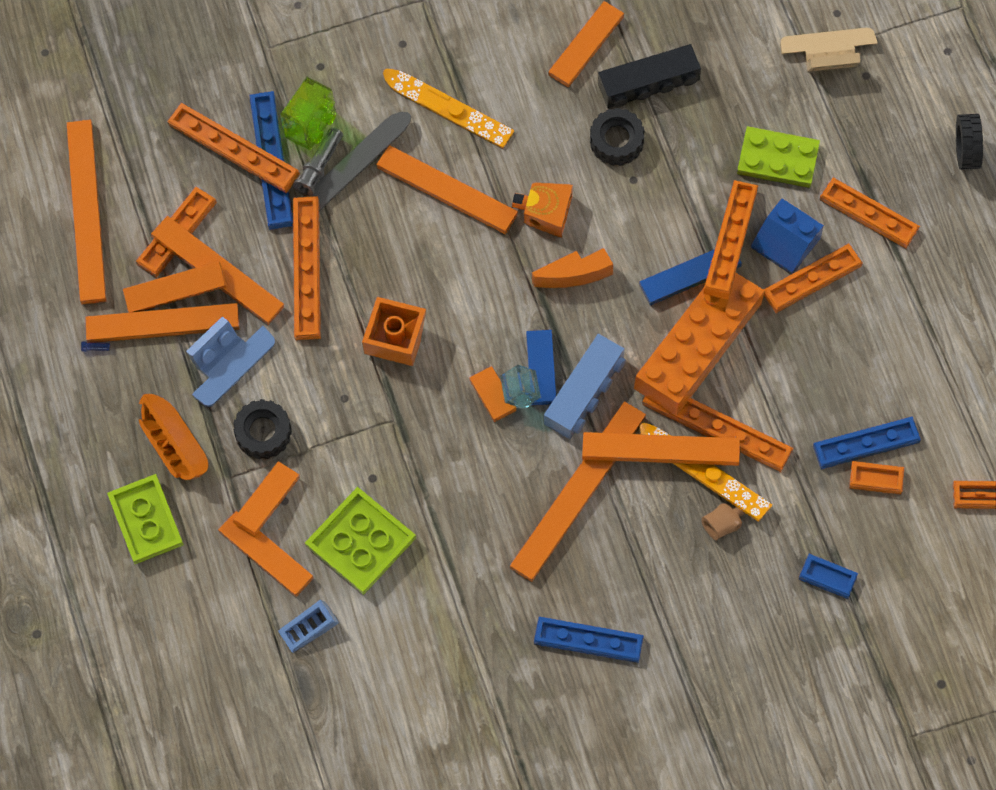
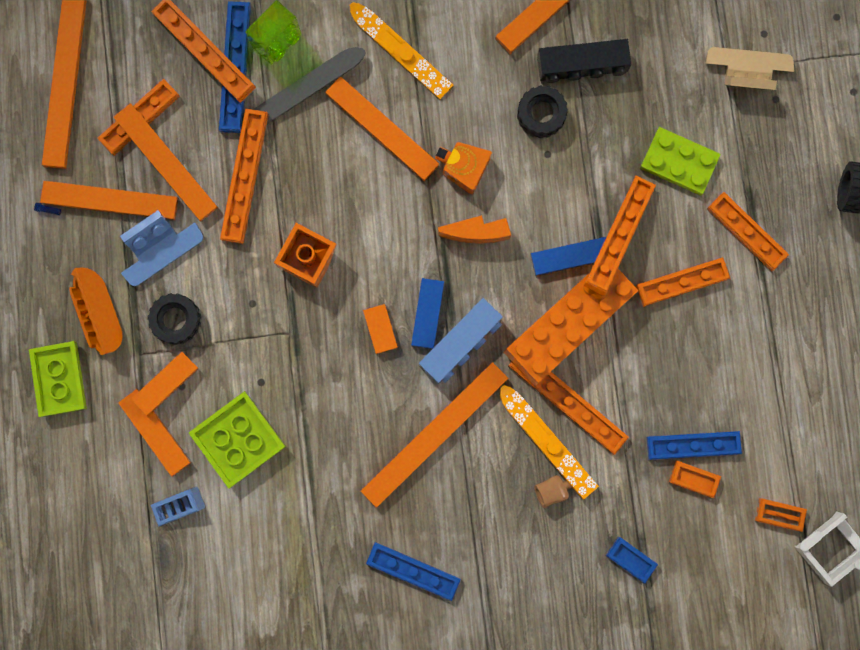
camera: 10 degrees right, 15 degrees up
(174, 287) = (124, 171): orange tile -> none
(314, 169) = (269, 86): dark grey pin -> none
(520, 386) = (404, 331): clear light blue brick -> none
(661, 448) = (514, 415): orange tile -> none
(787, 236) = (670, 240): blue slope -> none

